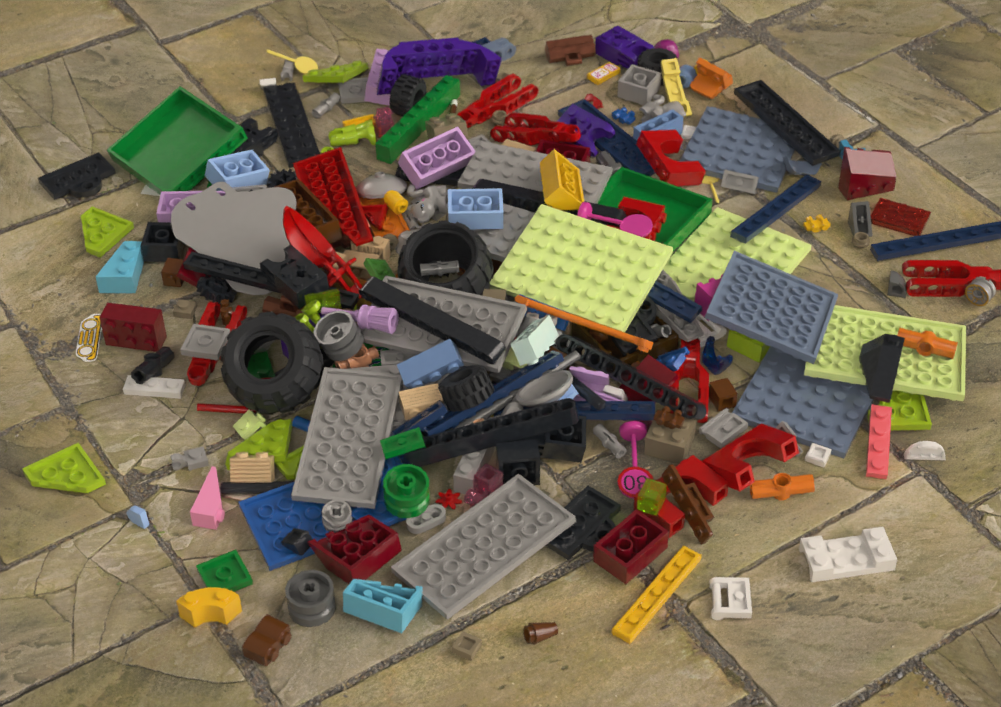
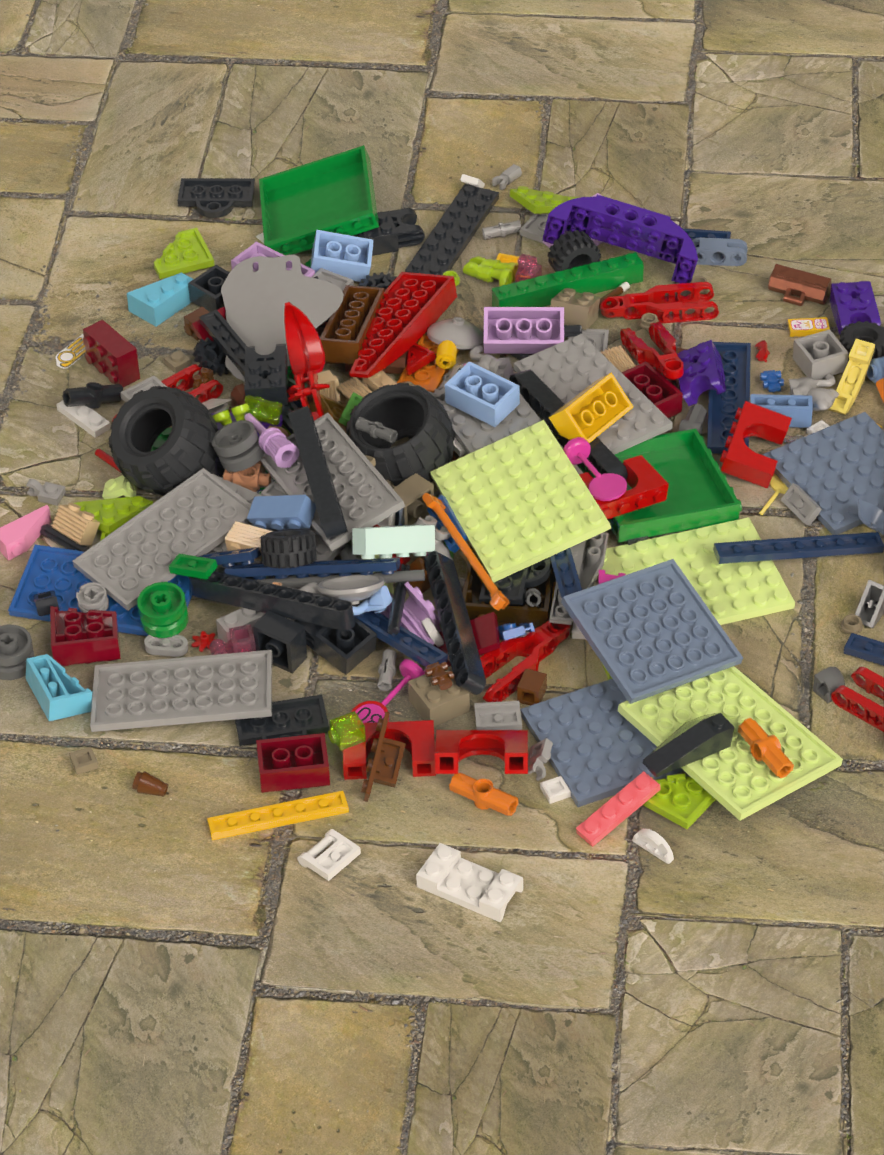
camera: 40 degrees right, 0 degrees up
(302, 64) = (525, 177): light yellow piece -> none
(711, 361) = (565, 650): clear blue helmet -> none
(816, 225) = (827, 587): yellow piece -> none

